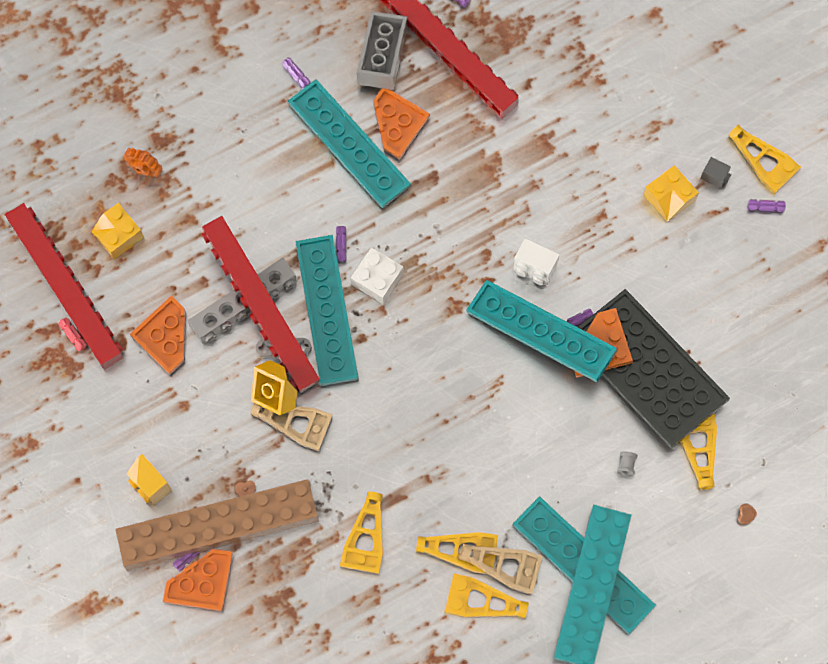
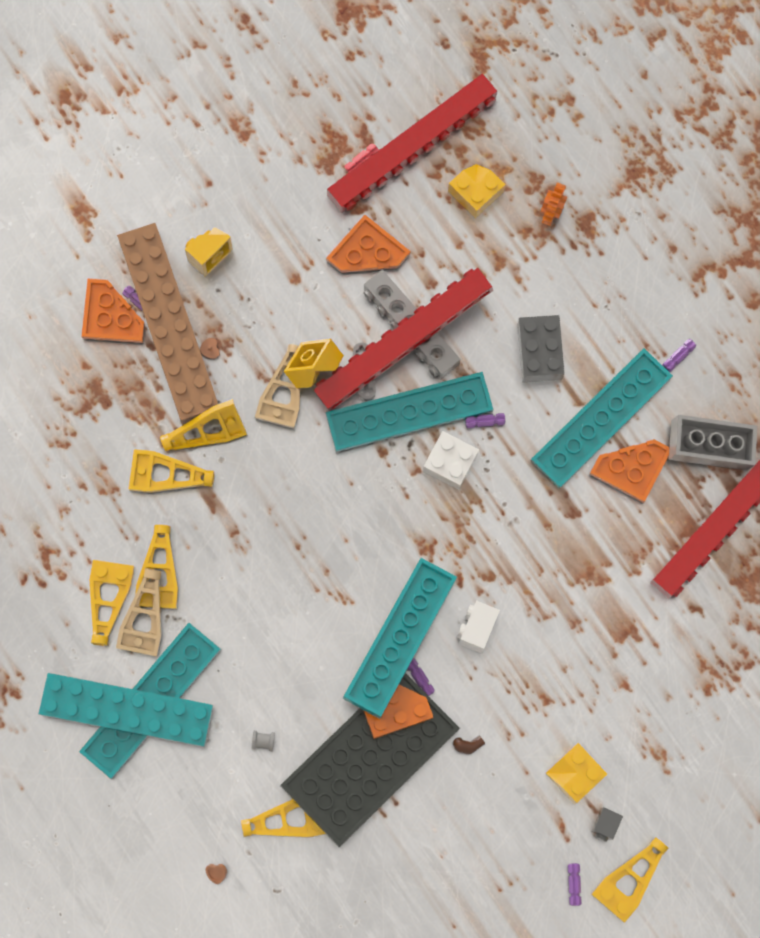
camera: 80 degrees right, 5 degrees up
(278, 188) = (540, 348): none -> dark grey brick
(320, 472) = (229, 420): none -> yellow plate
(642, 283) = (468, 747): none -> reddish brown arm

